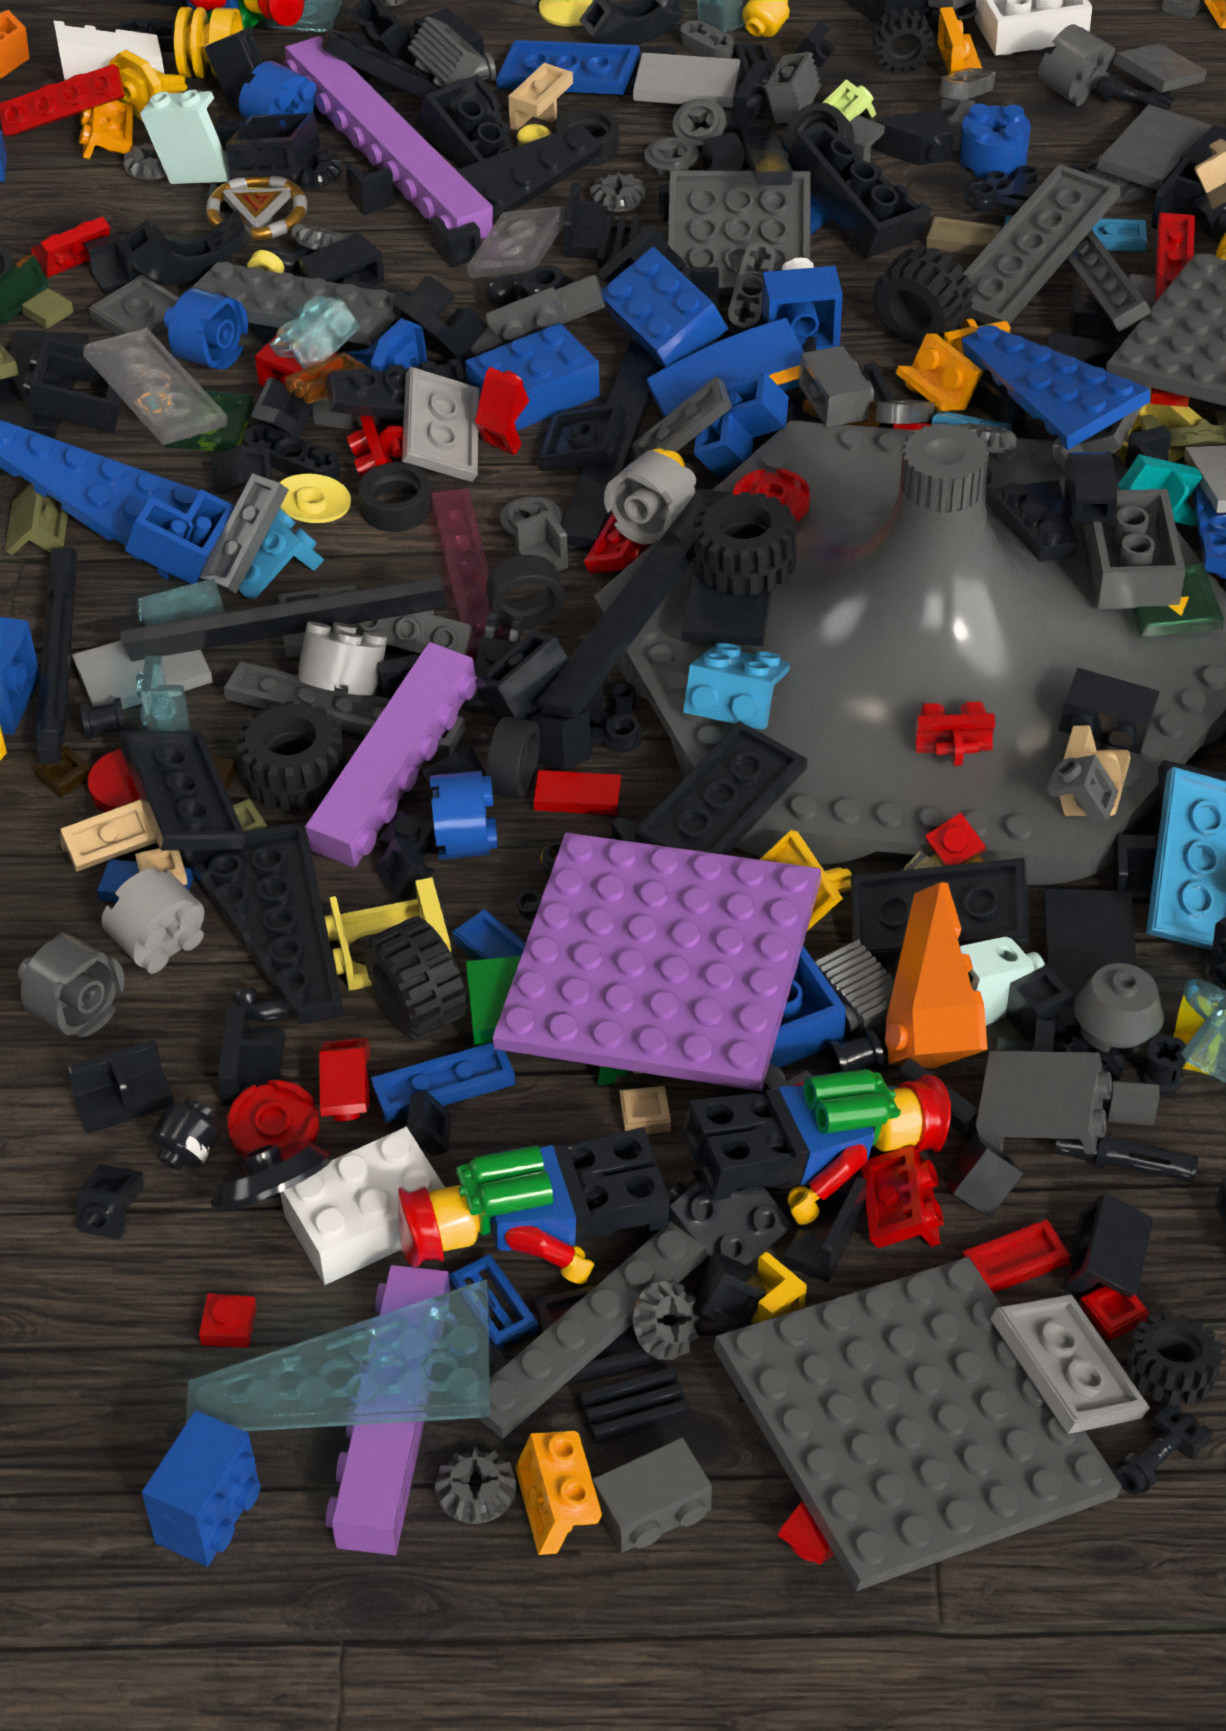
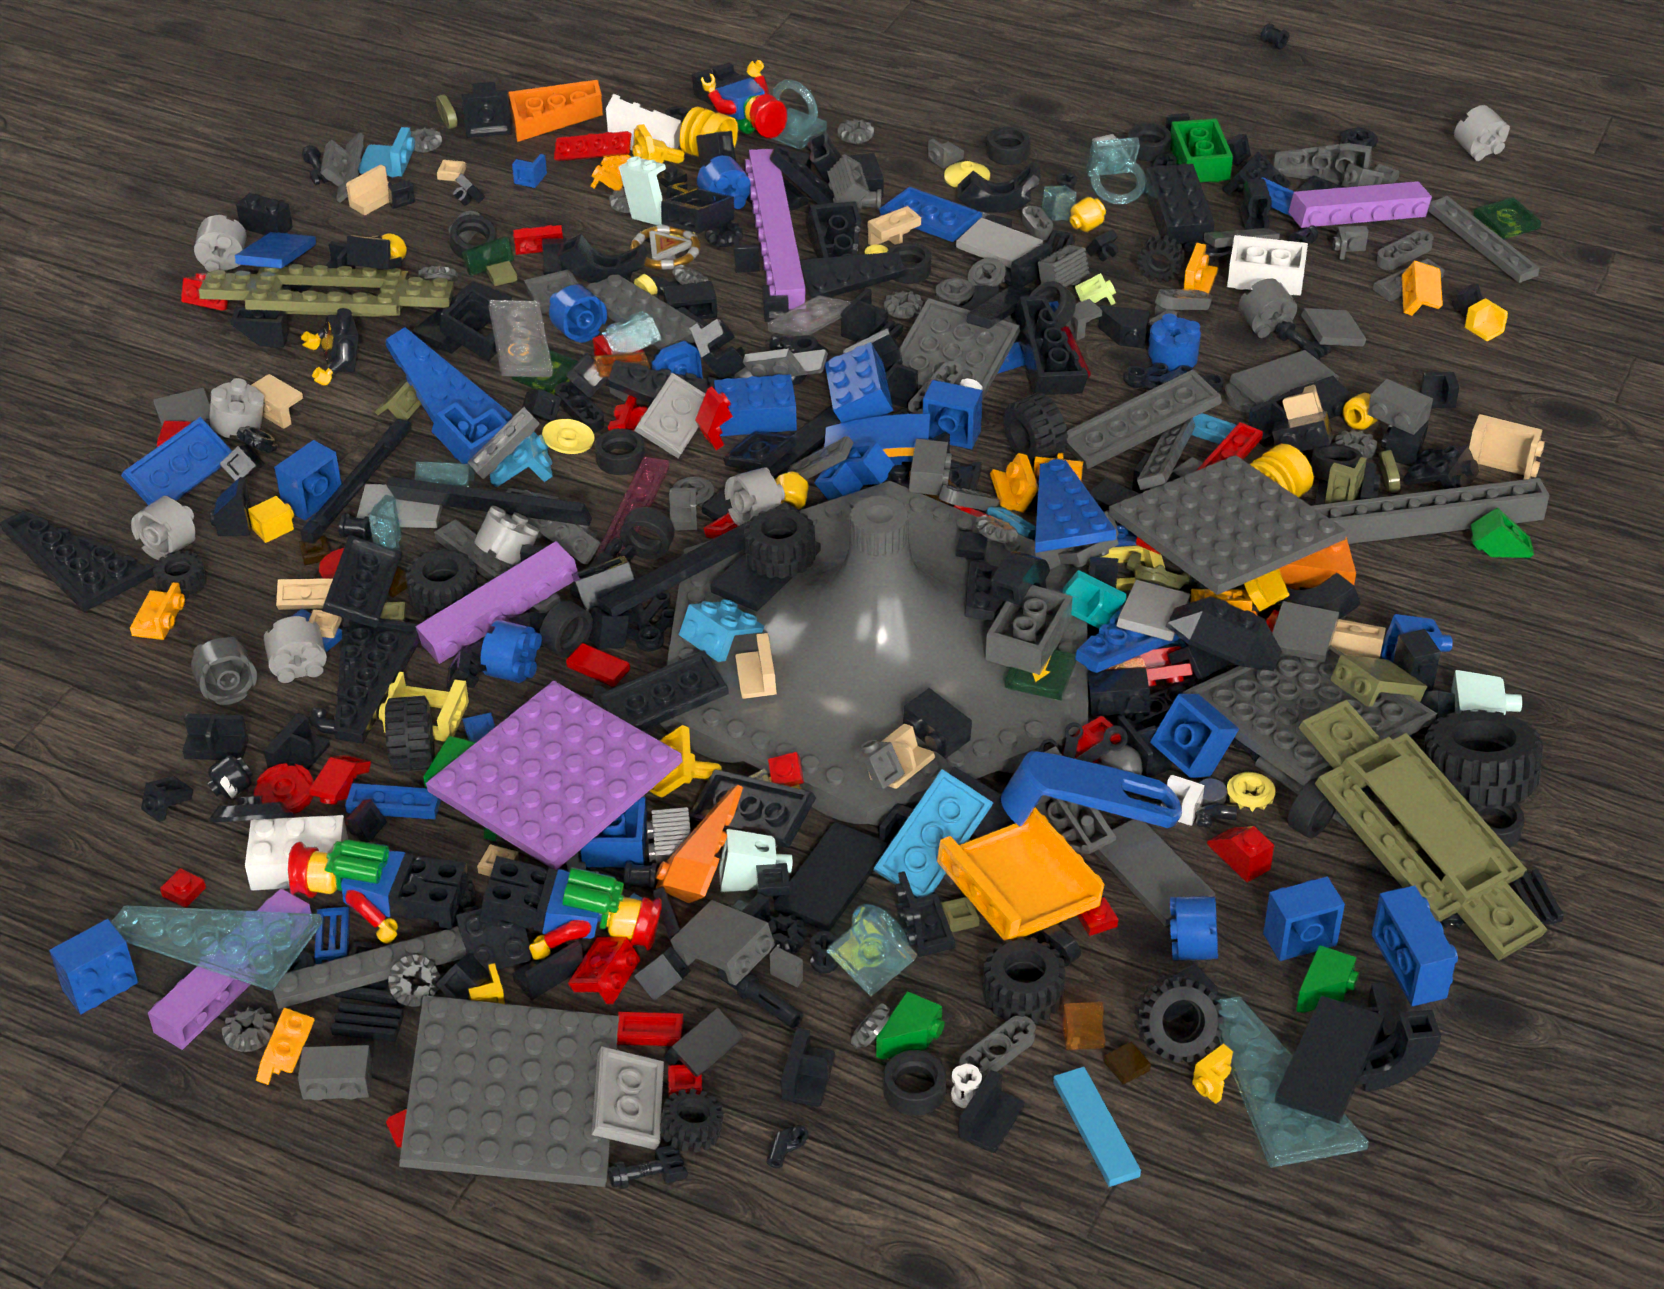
camera: 25 degrees right, 5 degrees down
(783, 485) = (831, 523): red tile -> none
(827, 721) = (757, 670): none -> tan panel
(954, 734) = (825, 703): red hips -> none
(960, 235) = (1104, 397): dark tan tile -> none
(1119, 1008) = (814, 905): dark grey cone -> none

